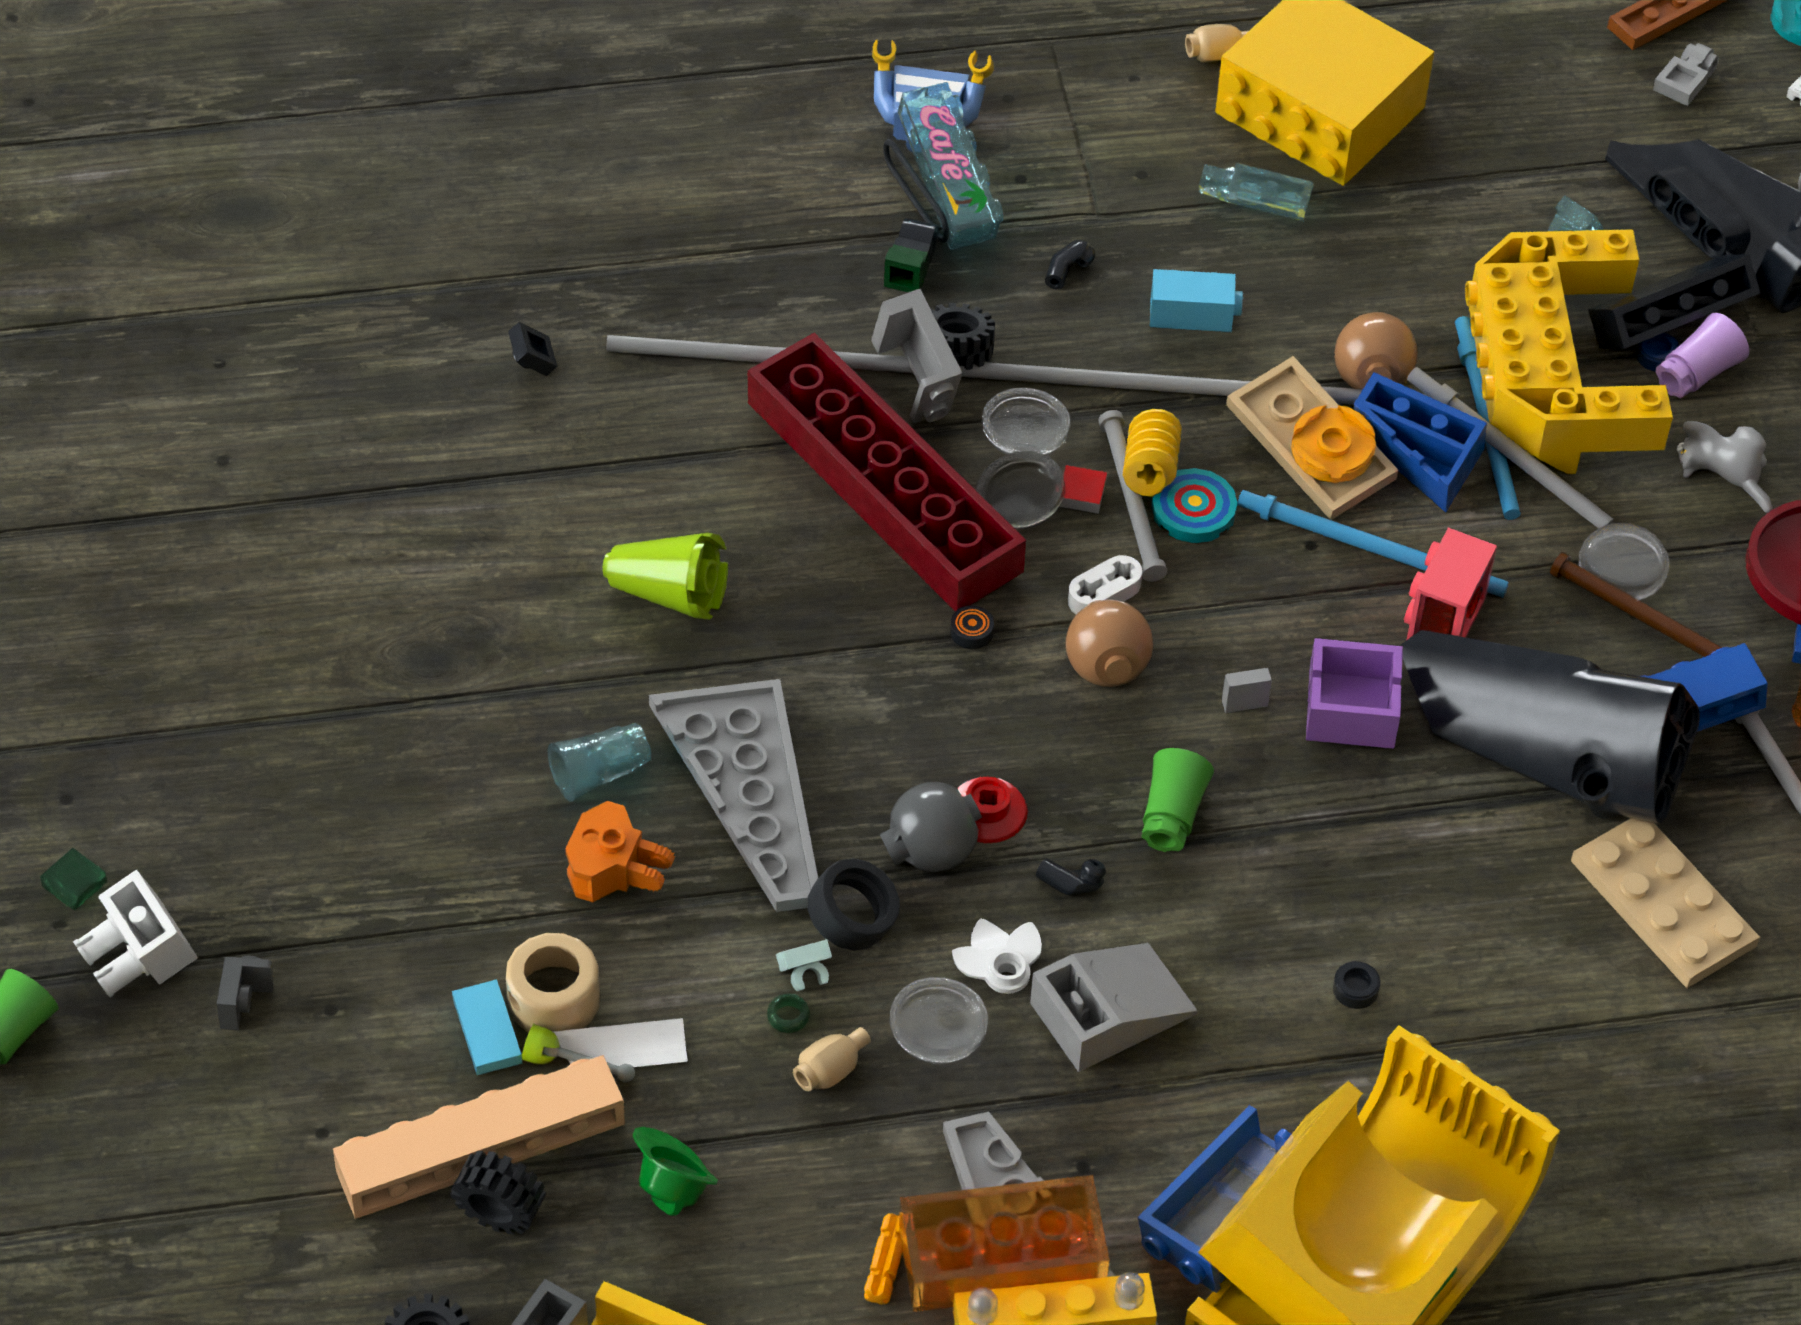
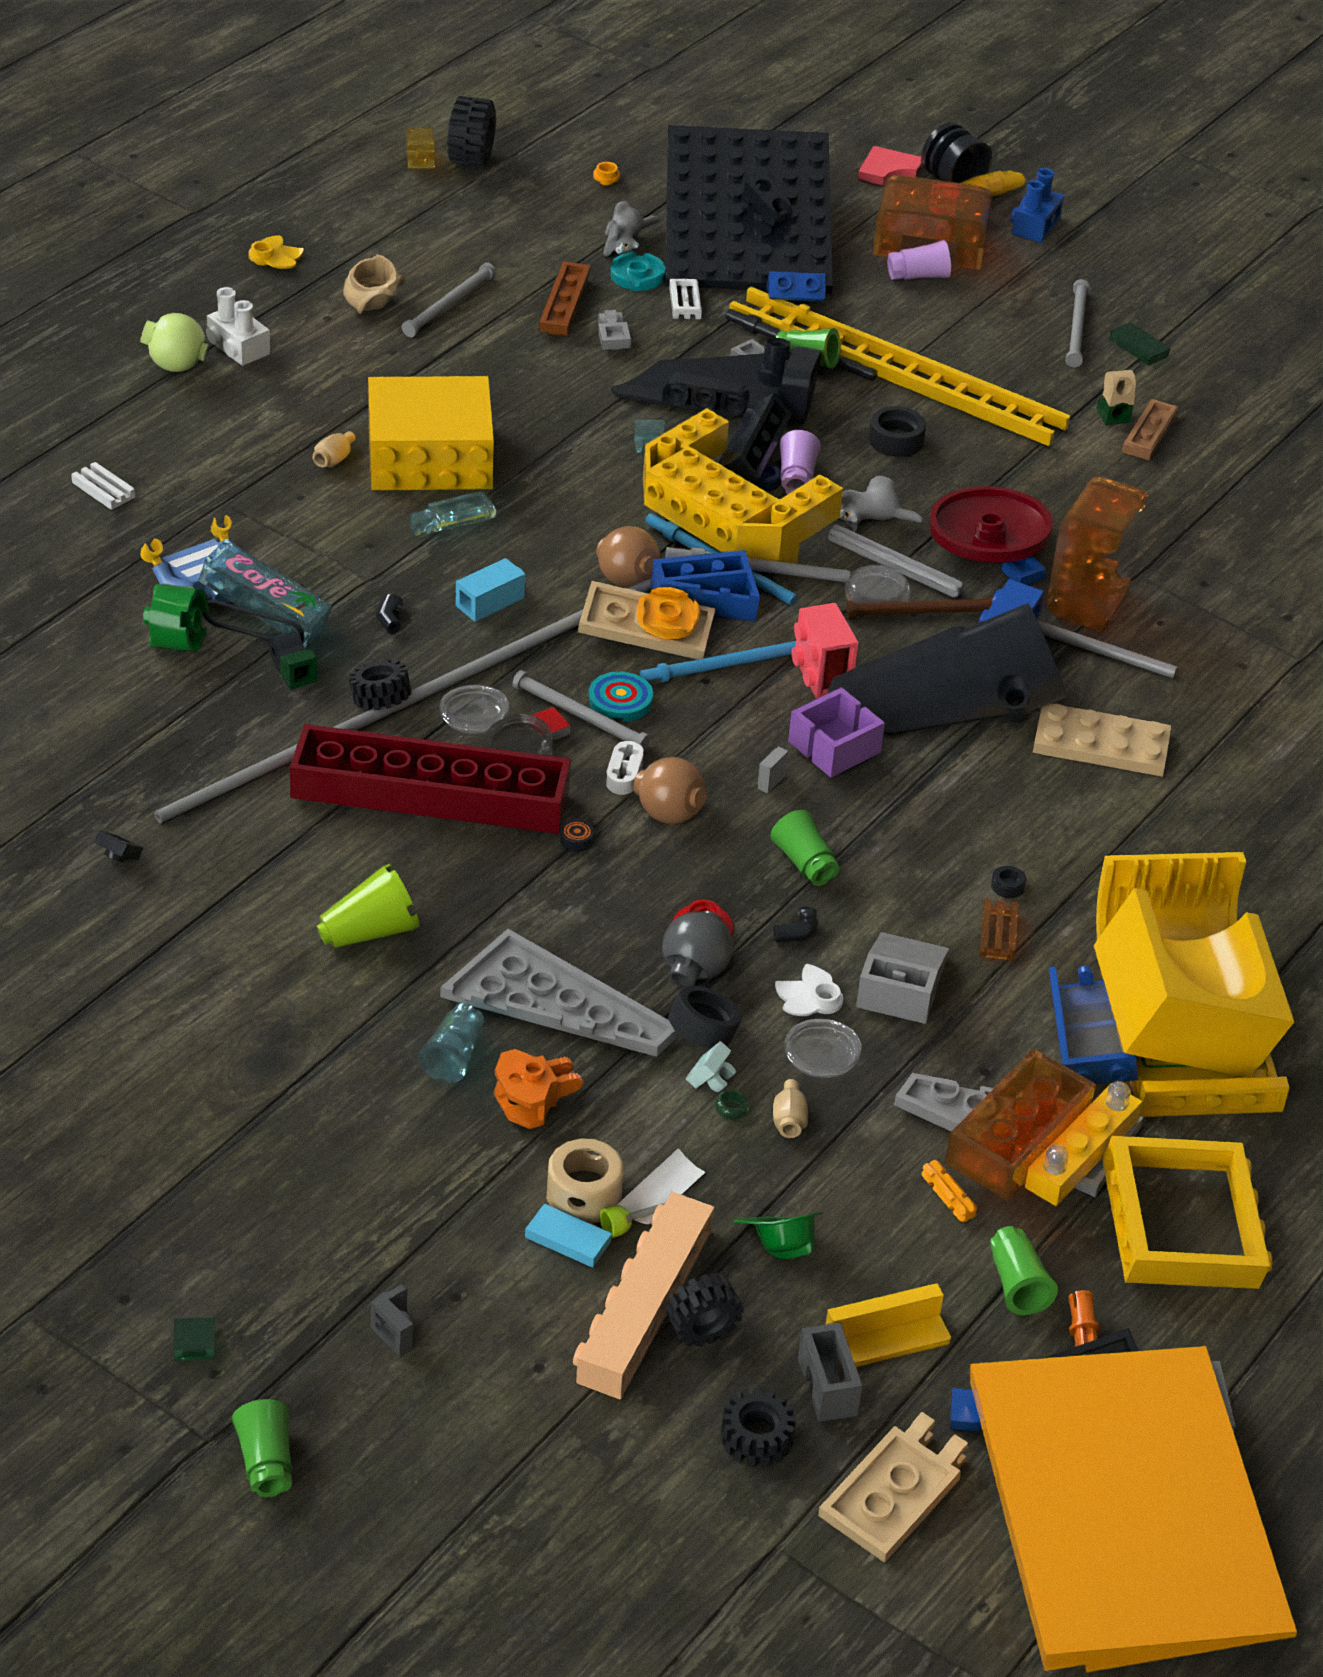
camera: 45 degrees left, 10 degrees down
(148, 929) = (291, 1324): white brick -> none
(838, 140) = (176, 617): none -> green brick
(912, 326) = (382, 697): light grey panel -> none
(1152, 451) = (572, 676): yellow piece -> none
(1306, 1006) = (1000, 911): none -> clear orange tile
(1682, 542) = (896, 560): none -> light grey axle

